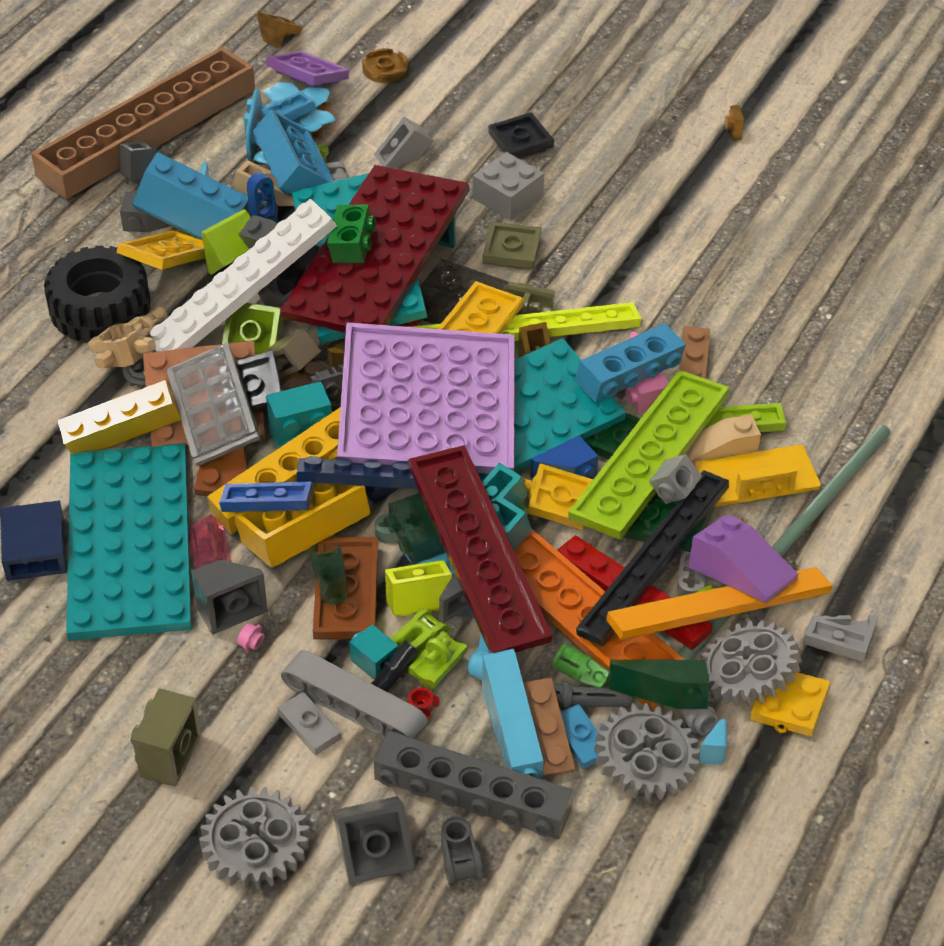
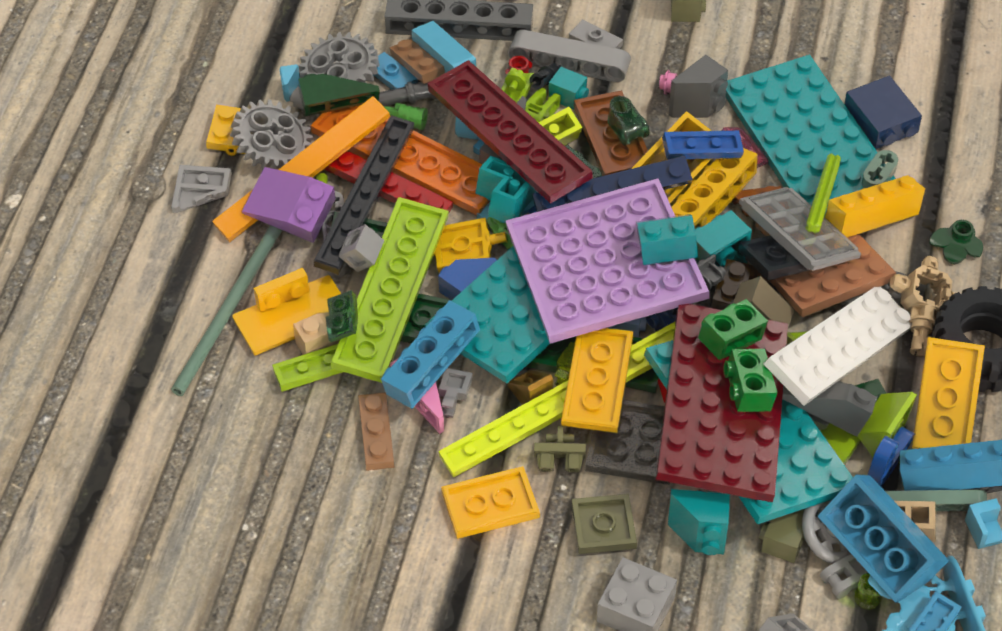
camera: 165 degrees right, 5 degrees up
(52, 401) = (957, 241): none -> dark green plate
(85, 464) = (874, 168): none -> sand green beam
(165, 433) = (823, 193): none -> lime axle
(343, 279) = (732, 328): none -> green brick
(362, 373) = (667, 239): none -> teal slope
(604, 285) = (490, 502): none -> yellow tile
(709, 416) = (342, 316): none -> clear green slope

